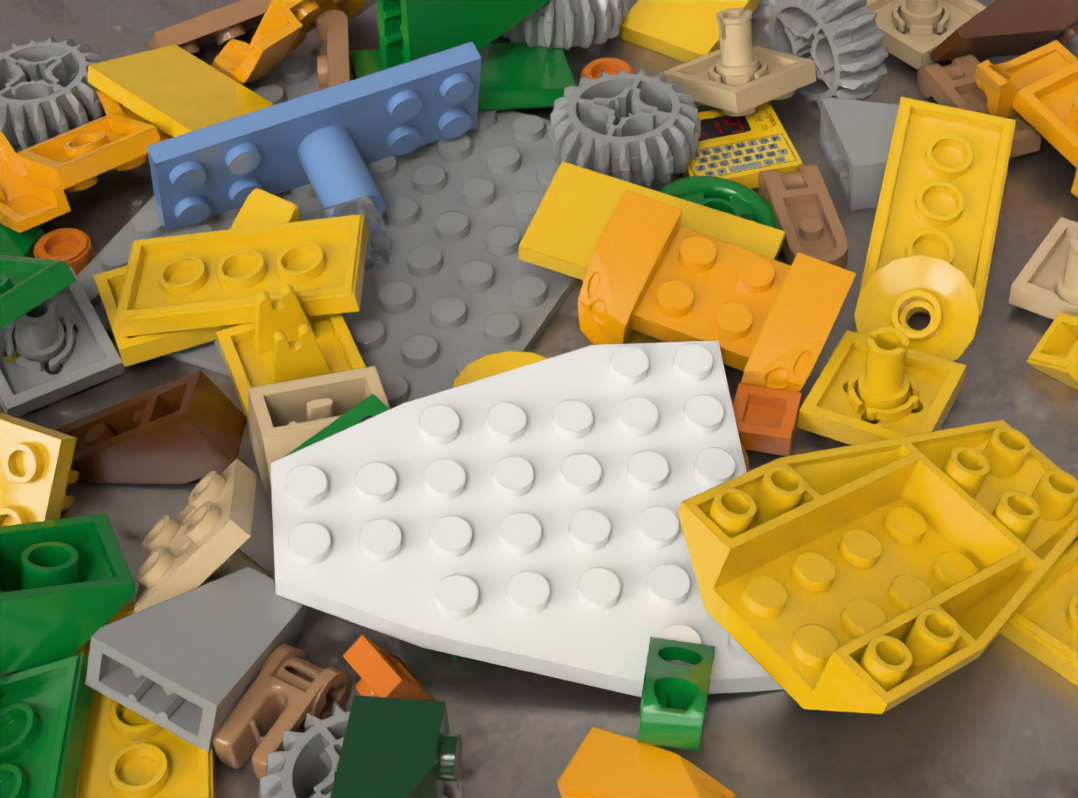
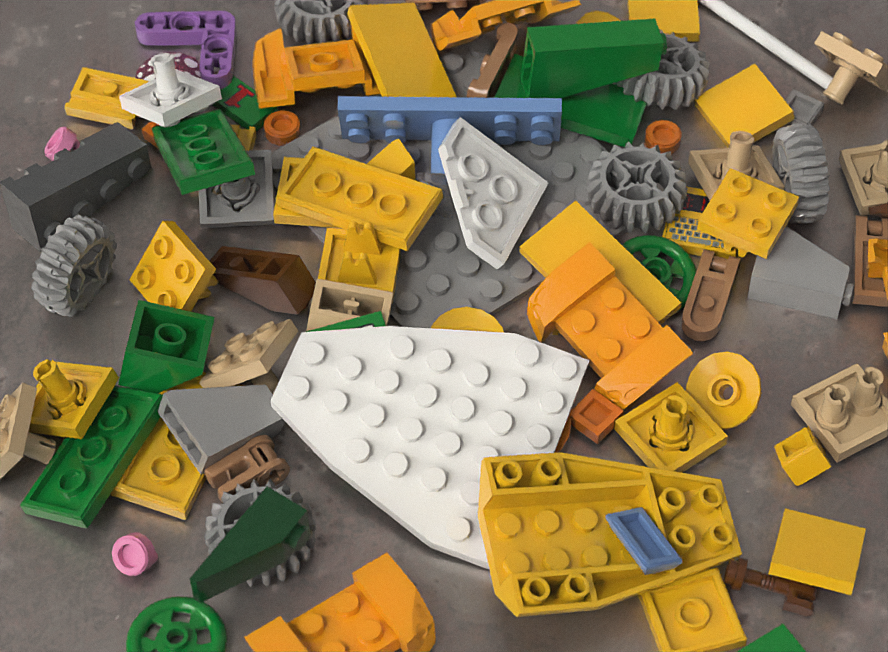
camera: 25 degrees right, 10 degrees up
(383, 673) = (307, 477): orange plate -> none
(431, 197) = (489, 191): none -> white plate
(675, 694) = (431, 559): green leg -> none
(802, 98) = (747, 214): none -> yellow plate
(942, 189) = (790, 319): yellow tile -> none
(972, 535) = (643, 540): none -> medium blue tile

